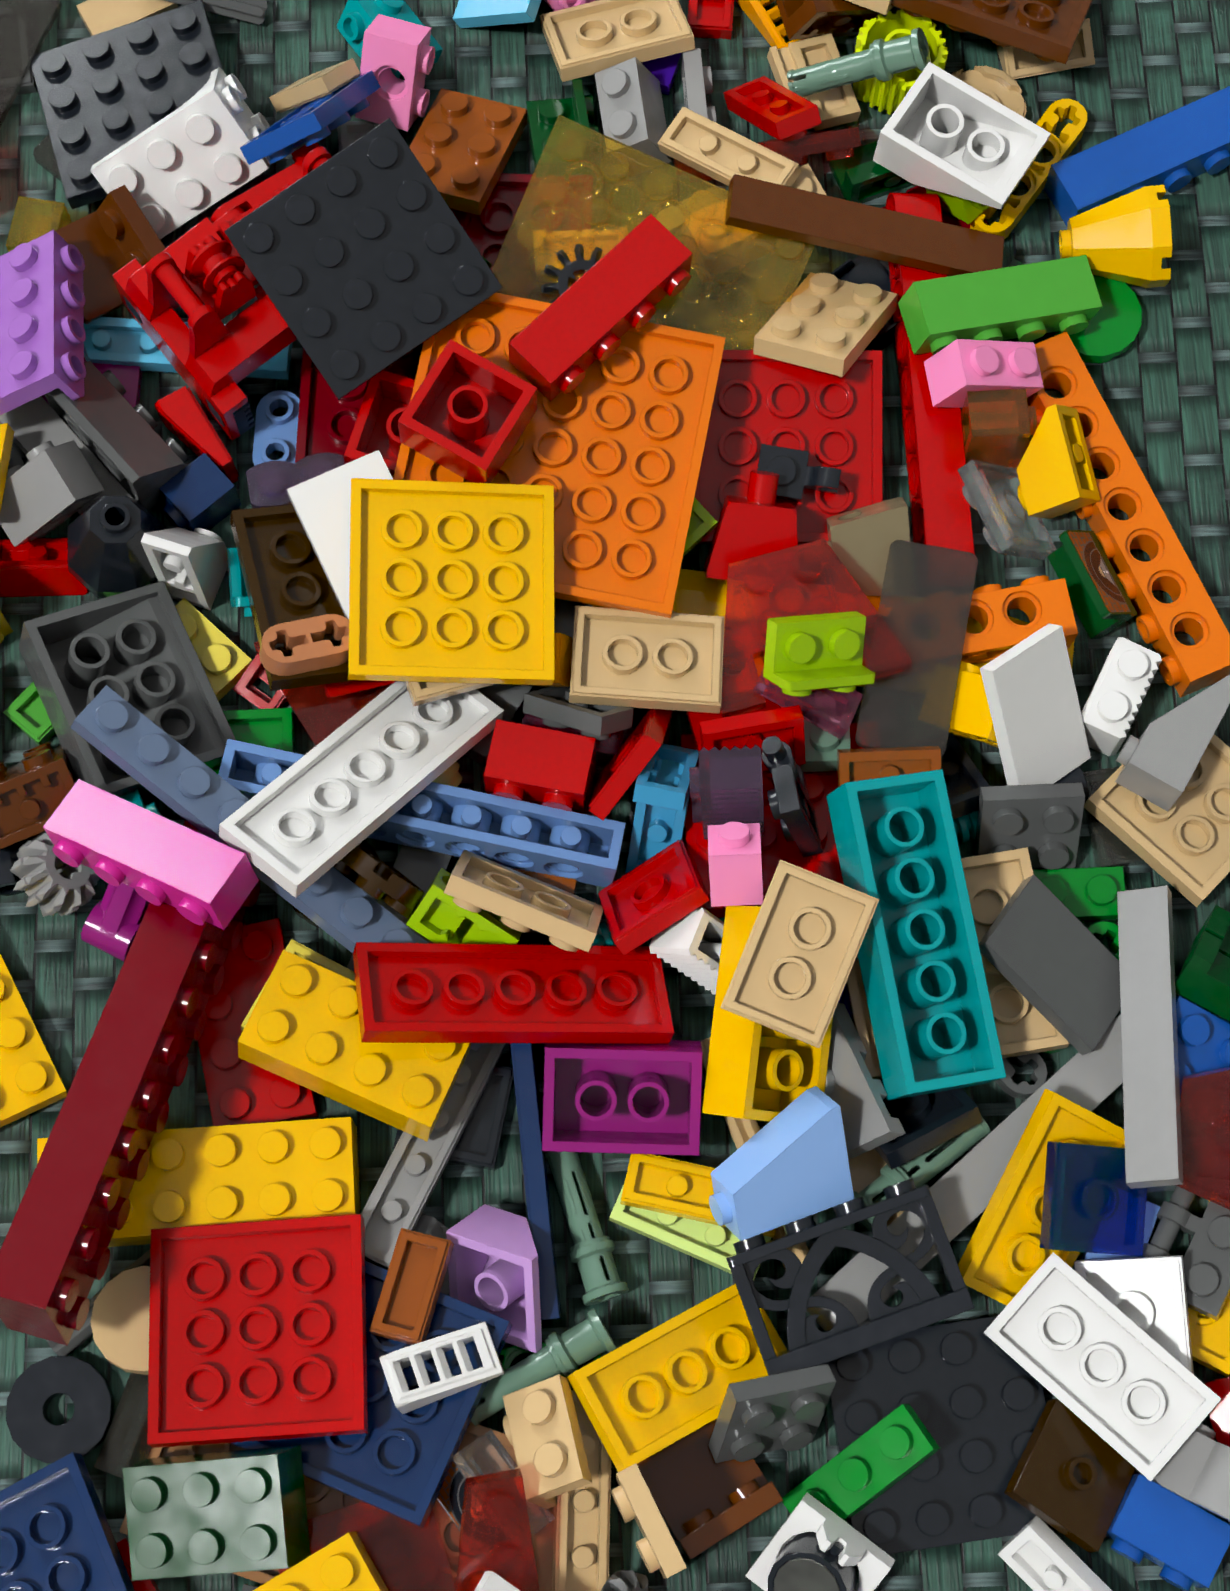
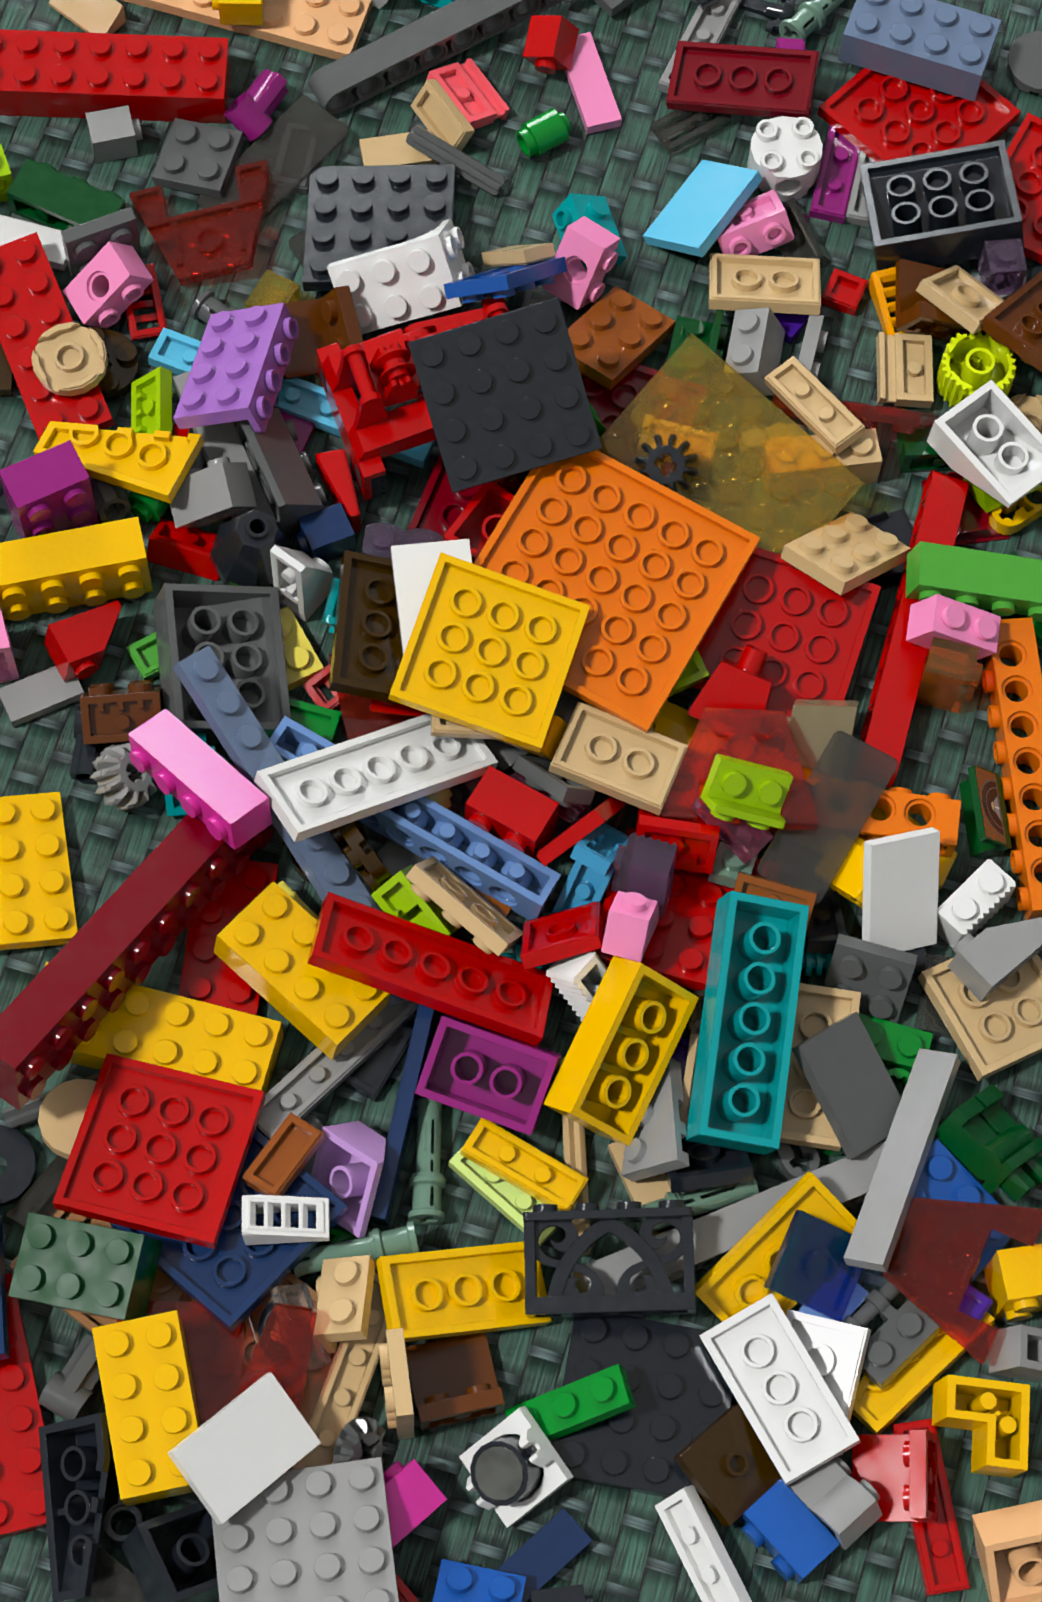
camera: 15 degrees right, 5 degrees down
(115, 921) = (156, 822): magenta piece -> none
(276, 432) = (399, 504): medium blue plate -> none
(307, 644) = (366, 664): nougat beam -> none
(467, 414) = (543, 532): red brick -> none
(601, 308) = (671, 486): red brick -> none
(771, 1413) = (518, 1339): dark grey plate -> none
(773, 108) = (863, 379): red plate -> none
(785, 1169) = (589, 1163): light blue slope -> none
(790, 797) = (690, 893): black plate -> none
(795, 473) = (782, 658): black plate -> none
(799, 953) = (652, 1004): tan tile -> none
(860, 228) = (896, 489): reddish brown tile -> none
(878, 61) = (956, 367): sand green pin -> none
(1007, 527) = (936, 737): clear plate -> none
(1056, 467) = (986, 715): yellow slope -> none

